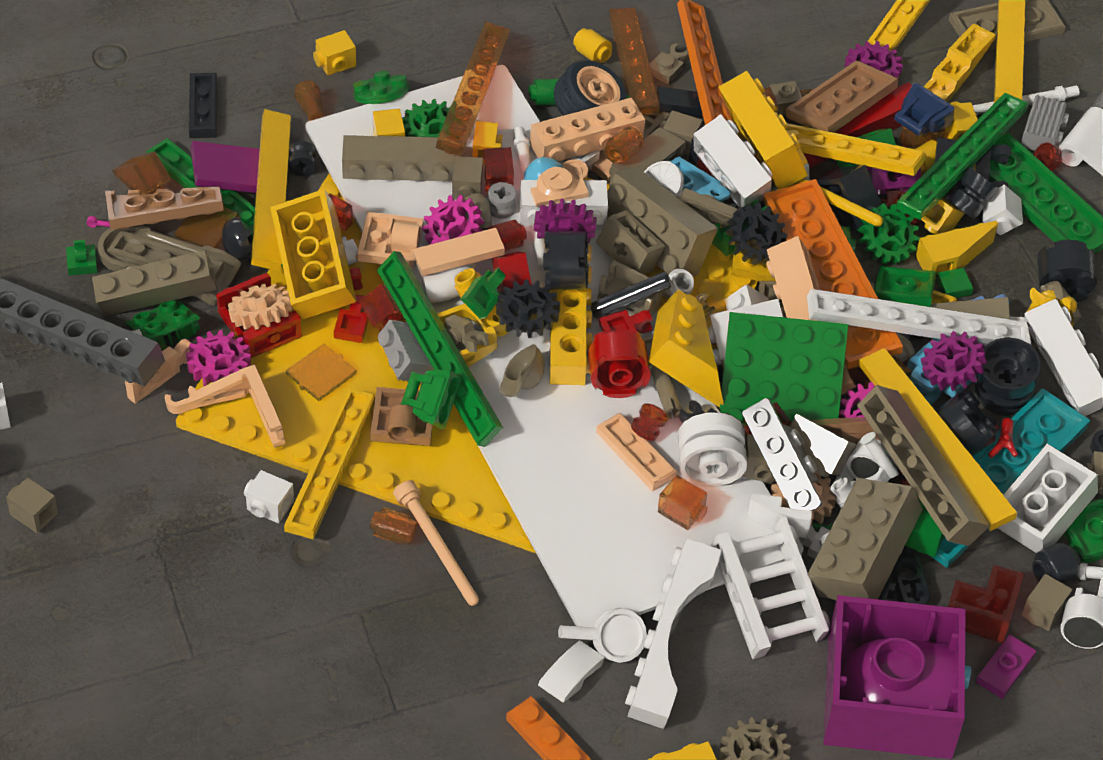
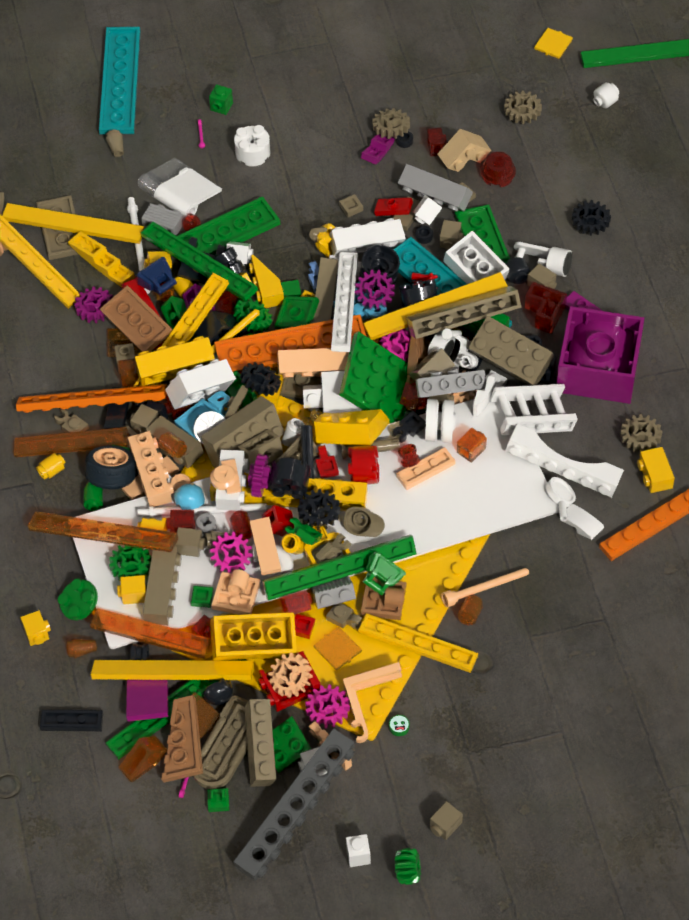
camera: 80 degrees left, 5 degrees up
(197, 451) = (399, 725): none -> tile
(269, 496) = (443, 680): white brick -> none
(329, 146) = (150, 633): none -> clear orange tile
(372, 372) = (342, 615): none -> dark tan plate
(388, 204) = (202, 596): none -> green tile
(1070, 265) = (296, 226): black brick -> none

